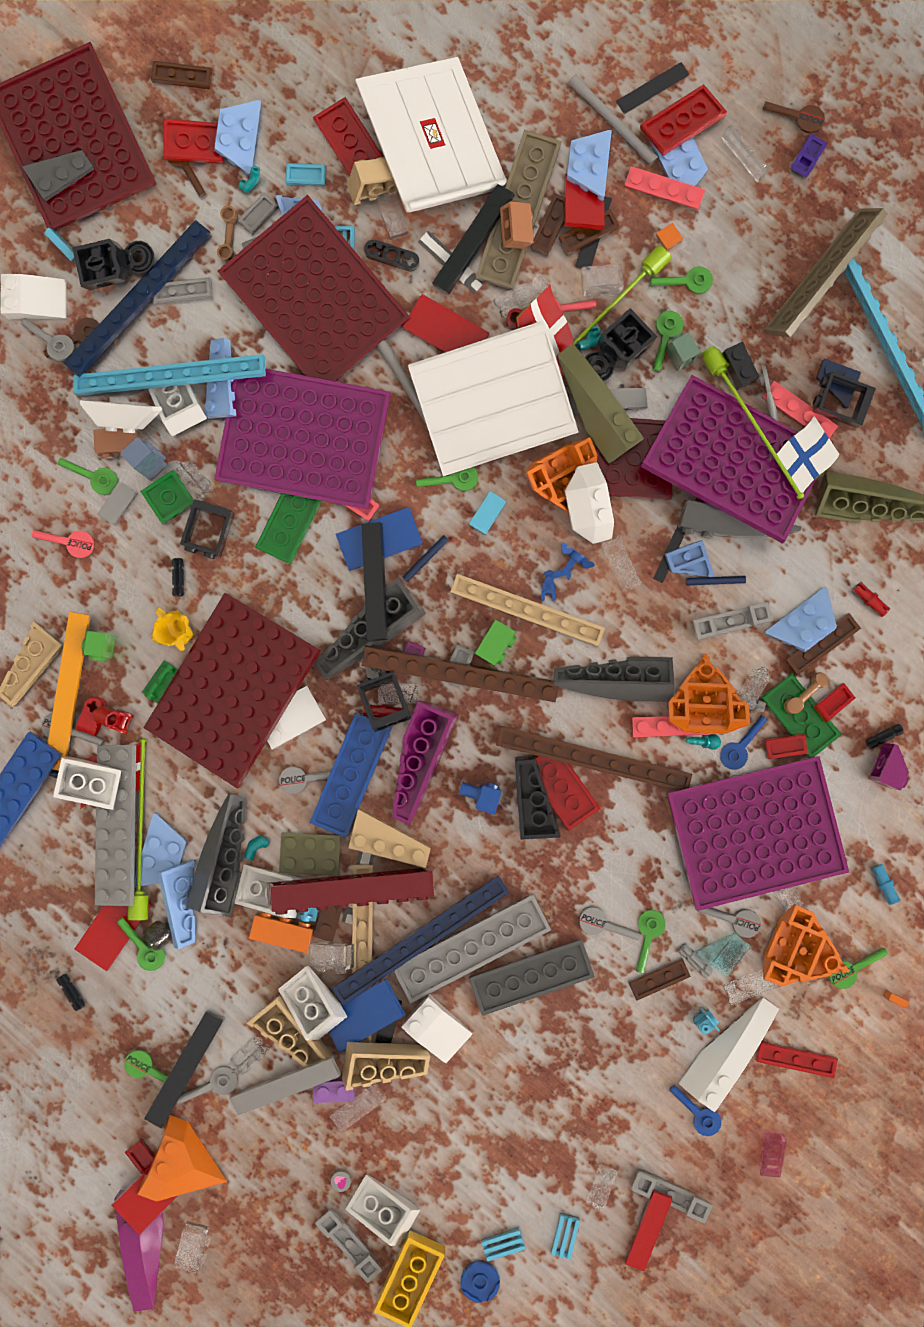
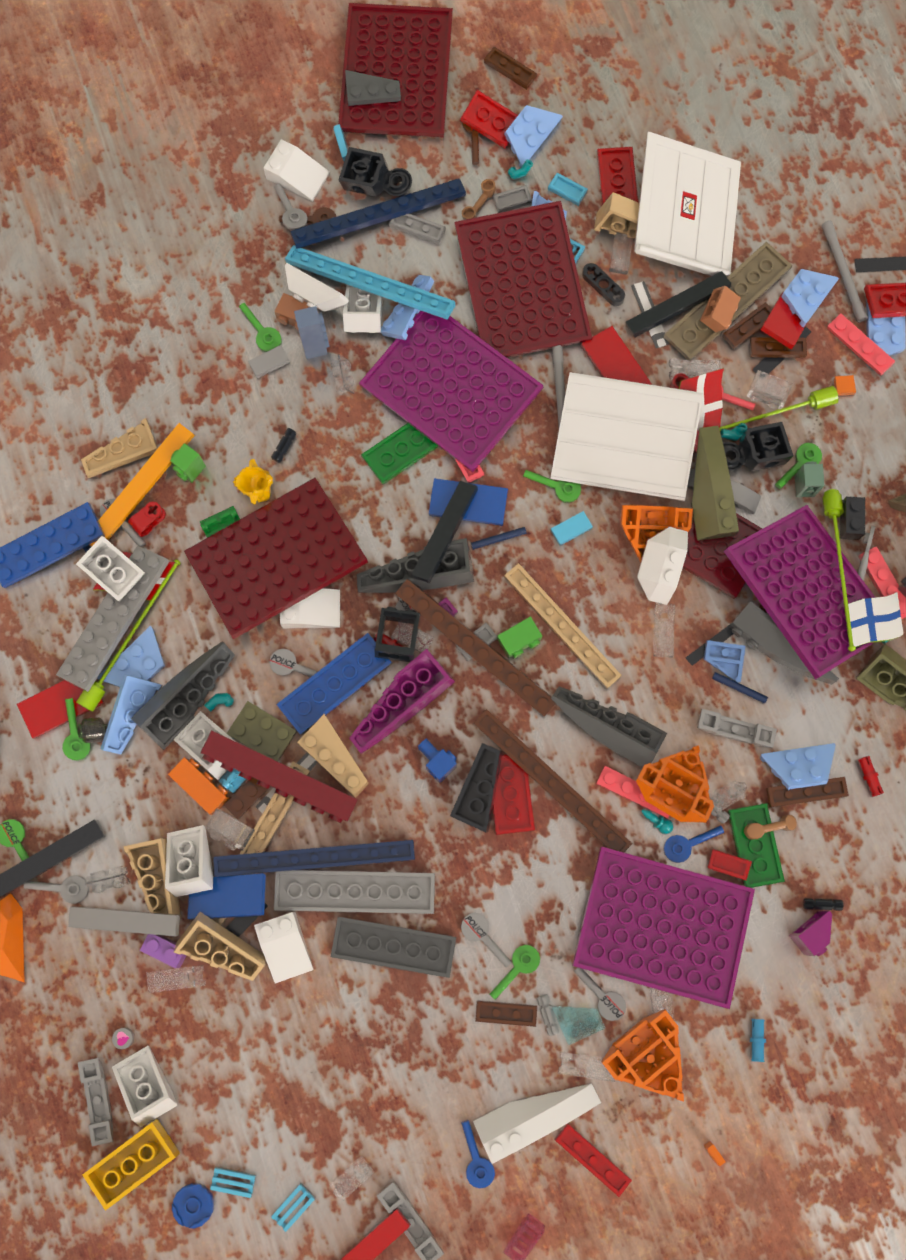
camera: 30 degrees right, 10 degrees down
(79, 543) = (218, 377): coral piece -> none
(113, 718) = (165, 531): red piece -> none
(167, 497) = (313, 377): green plate -> none
(198, 506) = (331, 397): black window -> none
(548, 586) = (591, 615): blue piece -> none
(697, 280) = (850, 432): bright green piece -> none
(706, 1022) = (528, 1074): medium azure hinge -> none
(834, 702) = (792, 849): red tile -> none
(847, 979) = (678, 1109): bright green piece -> none

